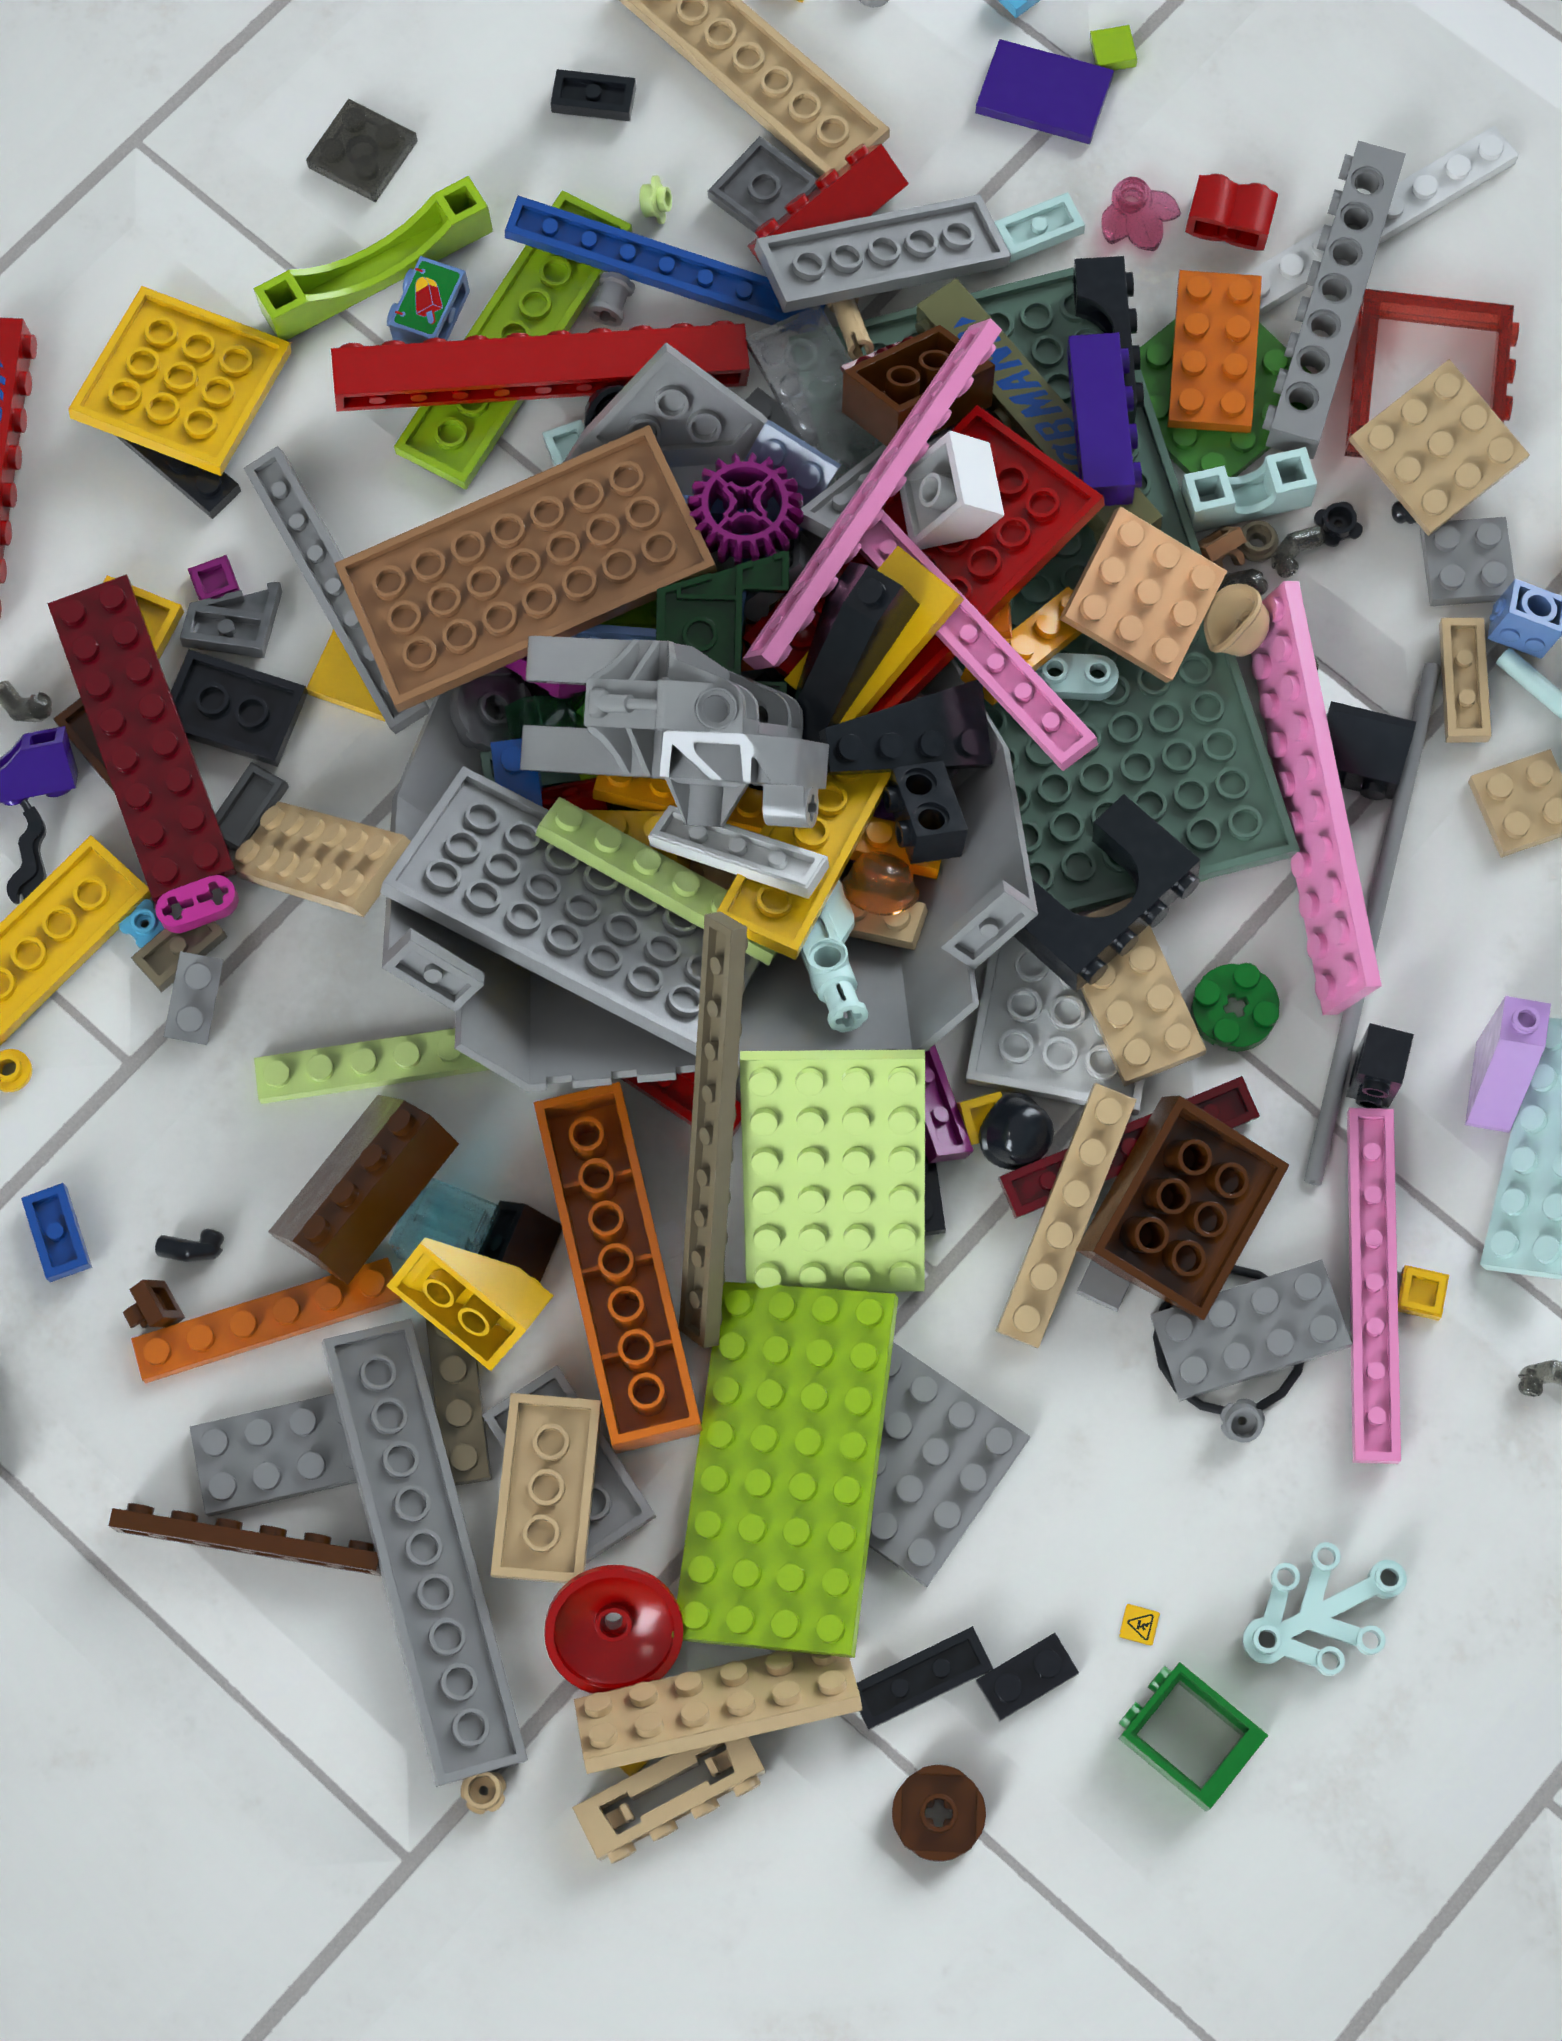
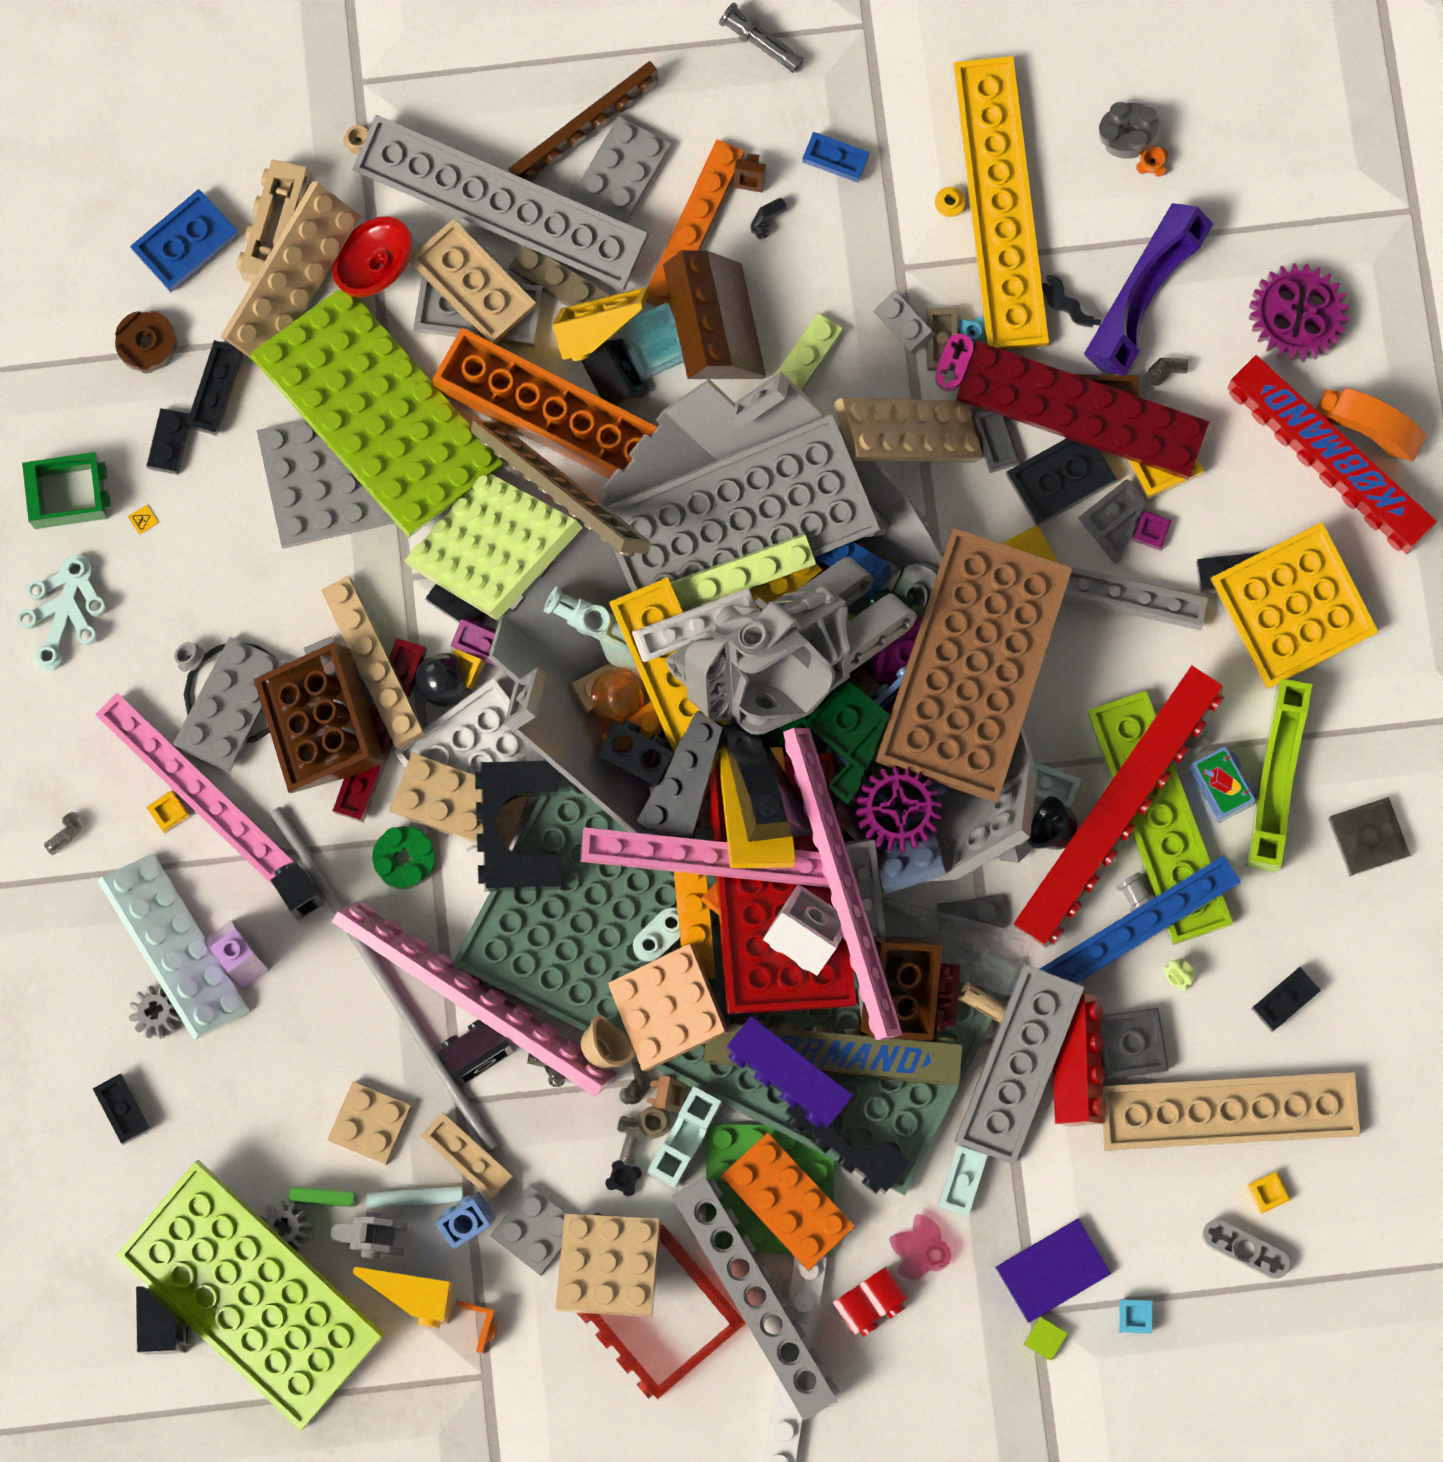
camera: 130 degrees right, 5 degrees up
(780, 1880) = (184, 240): none -> blue plate

